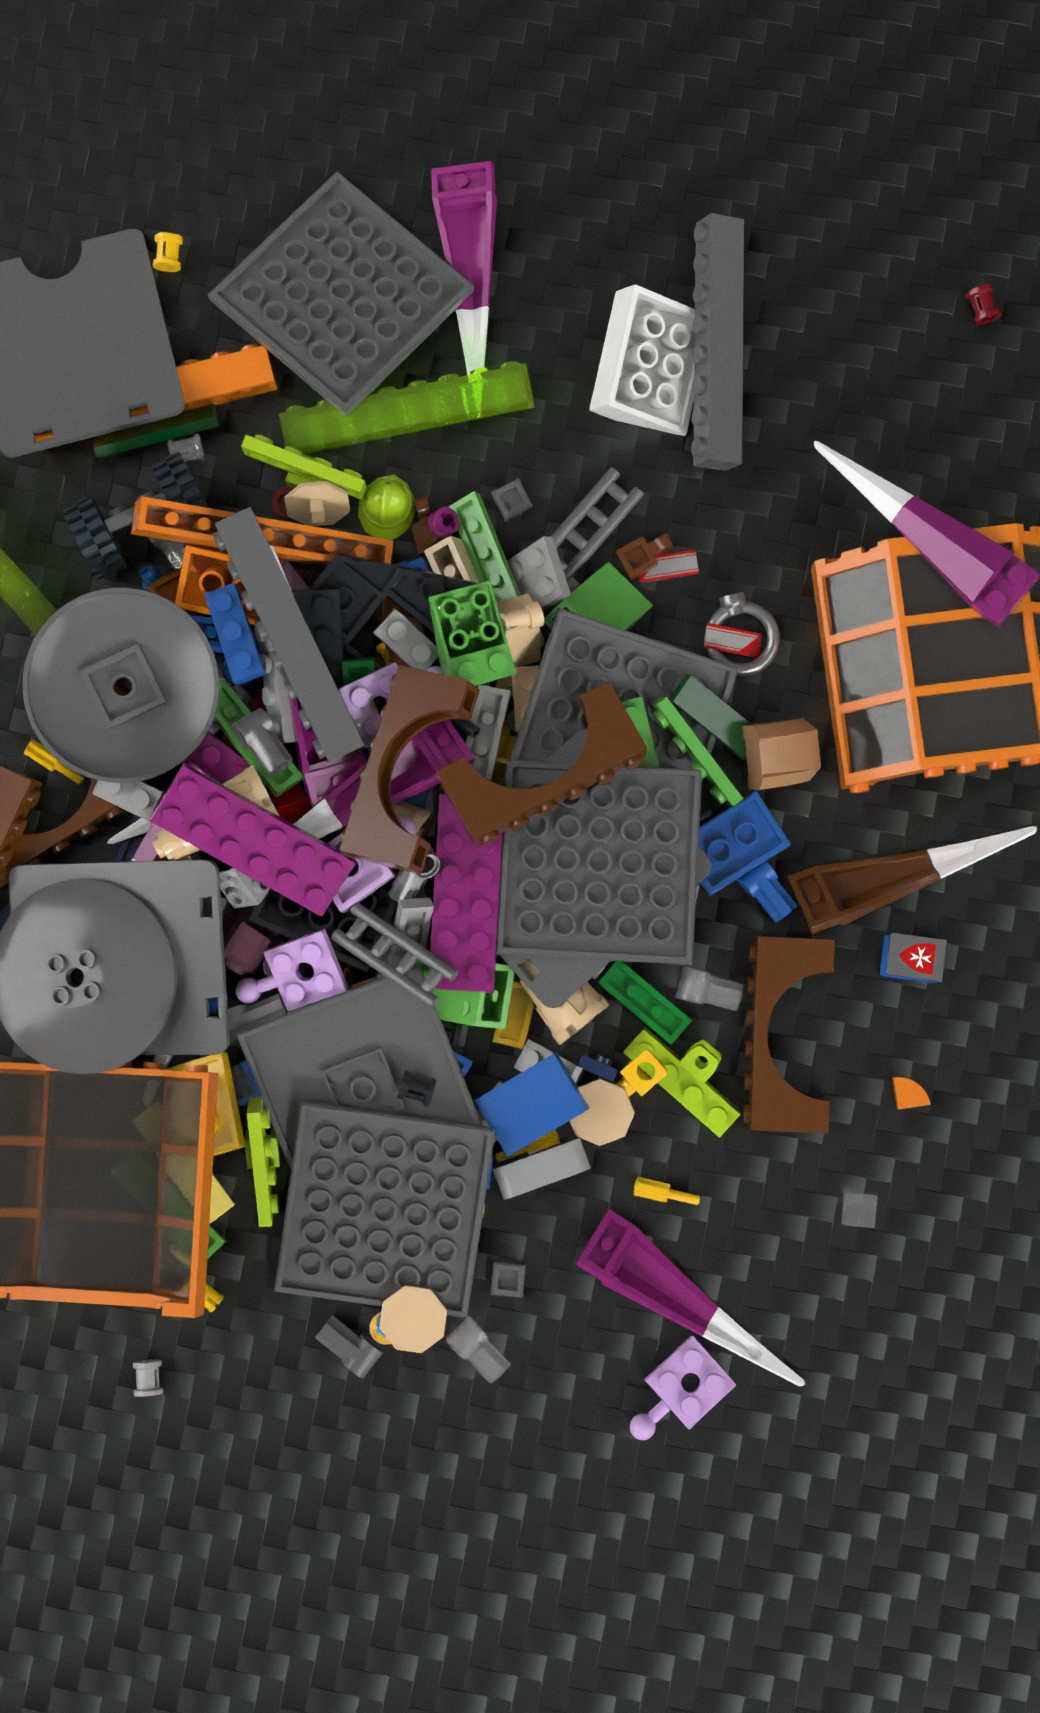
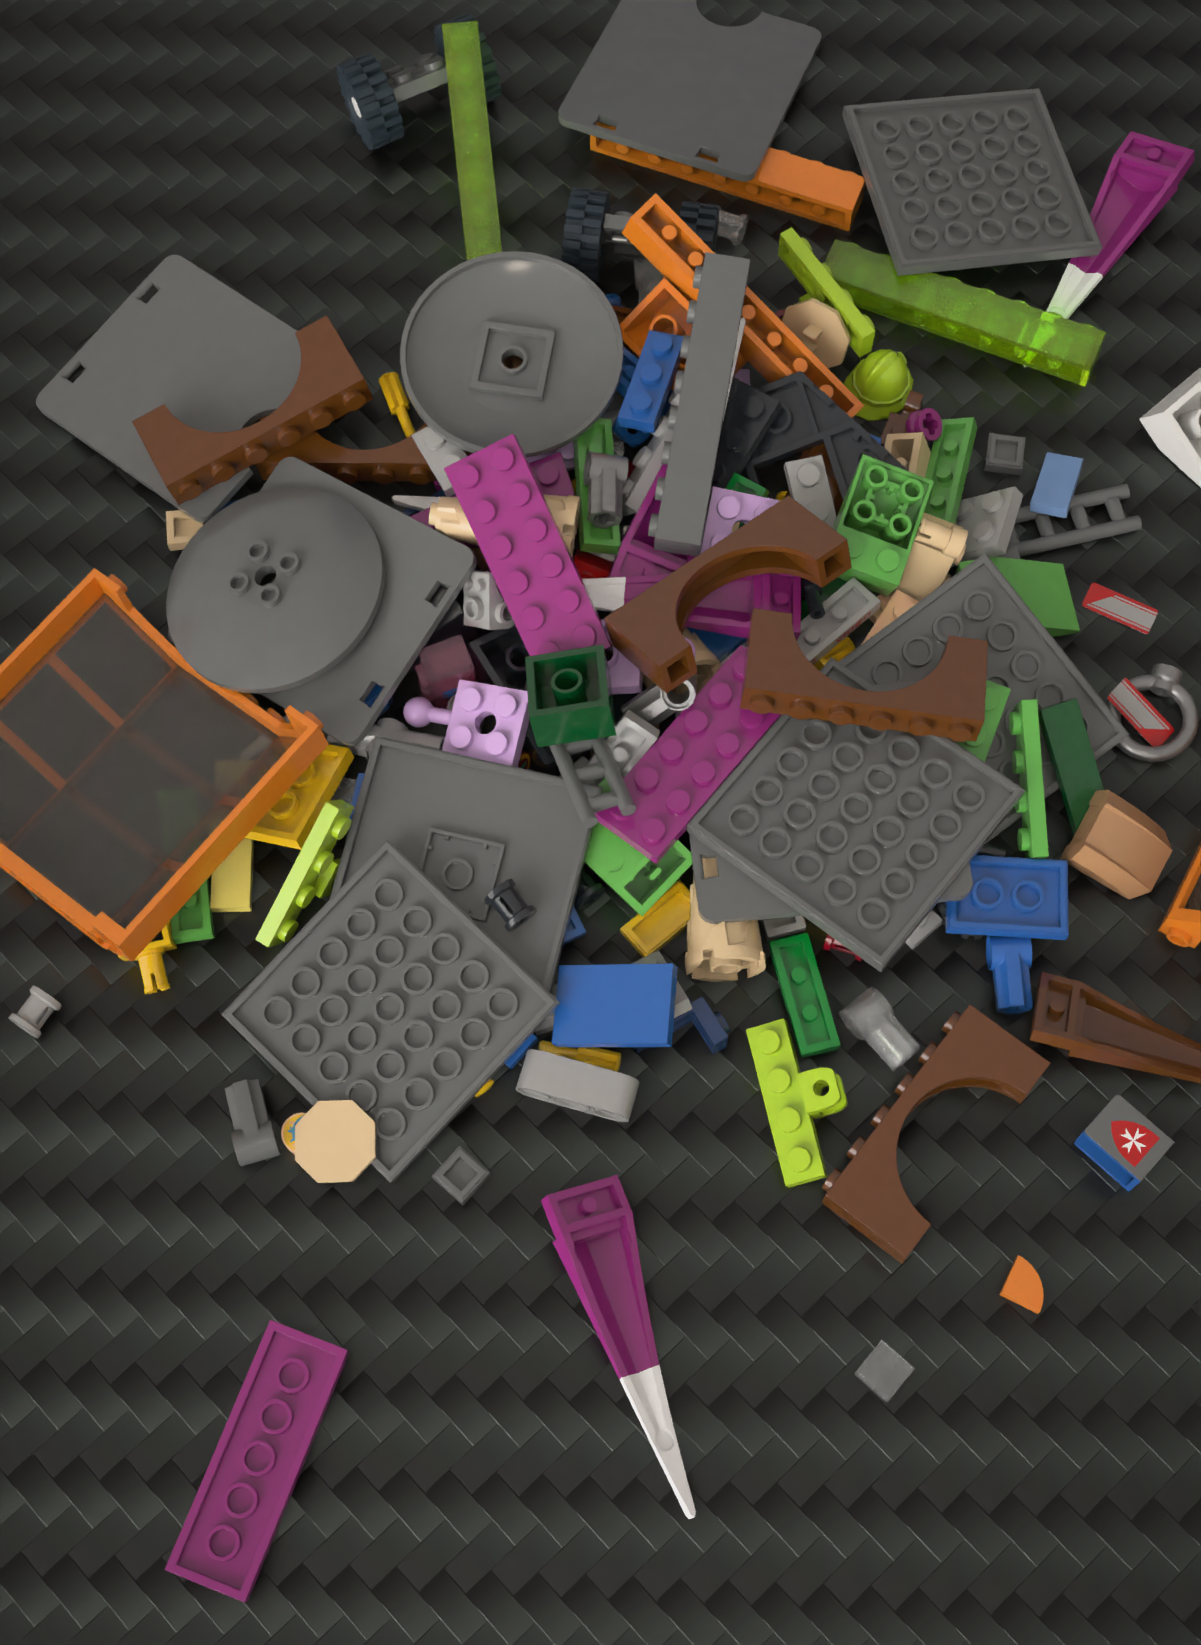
camera: 40 degrees right, 15 degrees down
(142, 435) = (710, 192): dark green tile -> none
(167, 252) = (833, 61): yellow bush -> none
(356, 921) = (570, 696): none -> dark green brick
(473, 1344) = (376, 1213): clear piece -> none
(515, 1547) = (257, 1461): none -> magenta plate
(565, 503) = (1056, 485): none -> medium blue tile
(608, 1112) = (680, 1074): tan piece -> none
(634, 1077) = (739, 1059): yellow bracket -> none
(640, 557) = (1099, 578): reddish brown plate -> none
(660, 1191) = (685, 1199): yellow axle -> none
(686, 1405) = (549, 1443): lavender plate -> none

